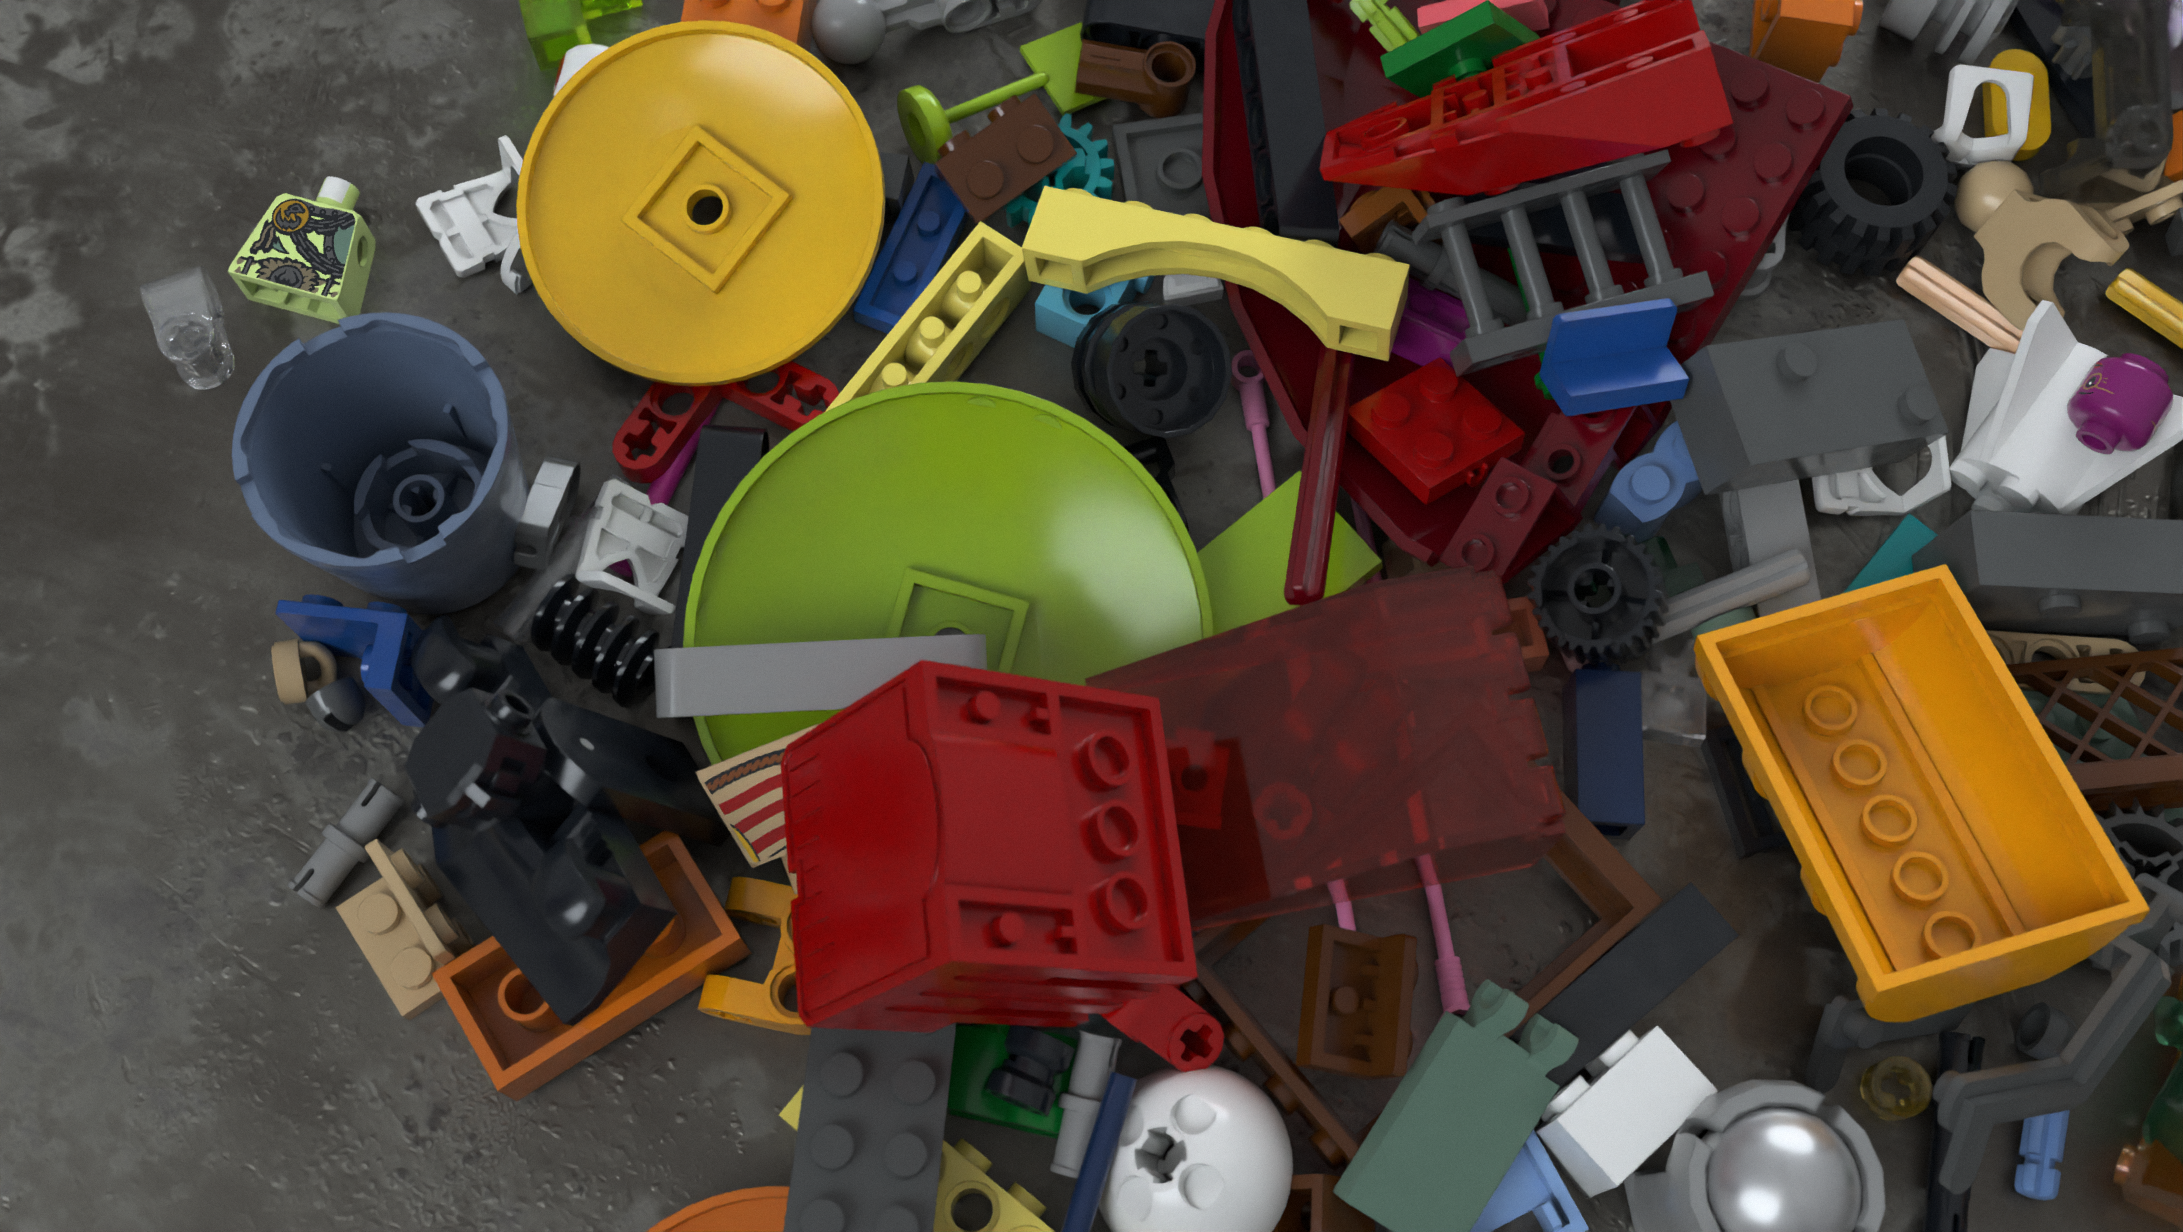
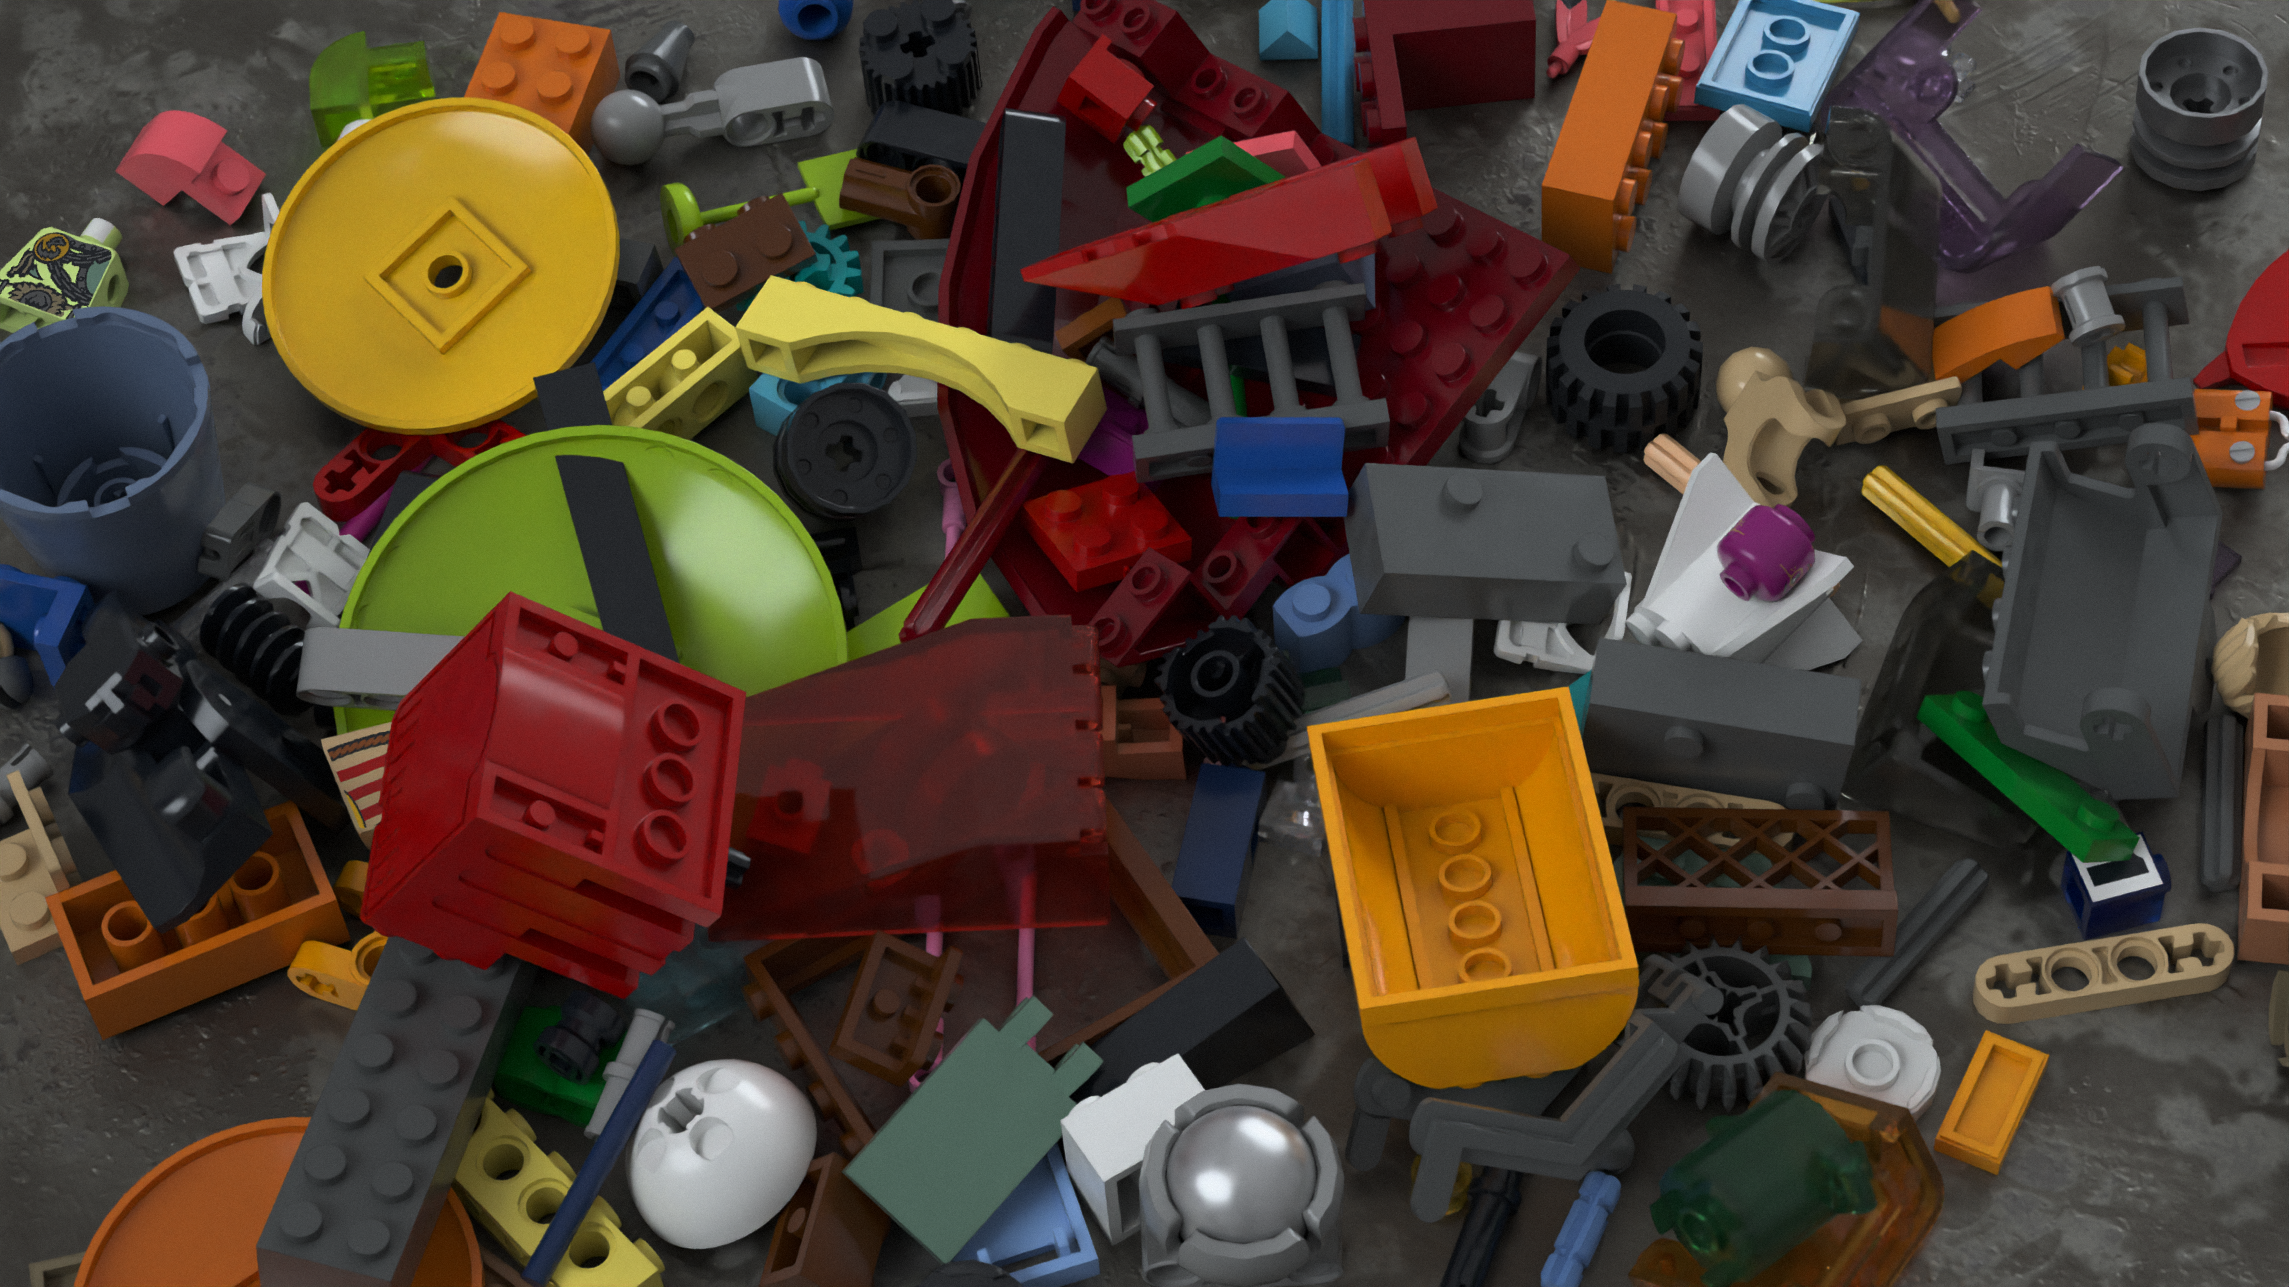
camera: 15 degrees right, 15 degrees down
(409, 98) = (187, 155): none -> coral brick
(948, 504) = (605, 517): none -> black tile
(1171, 1028) = (704, 996): red piece -> none
(1970, 151) = (1725, 337): white piece -> none
(1995, 101) = (1806, 283): yellow tile -> none

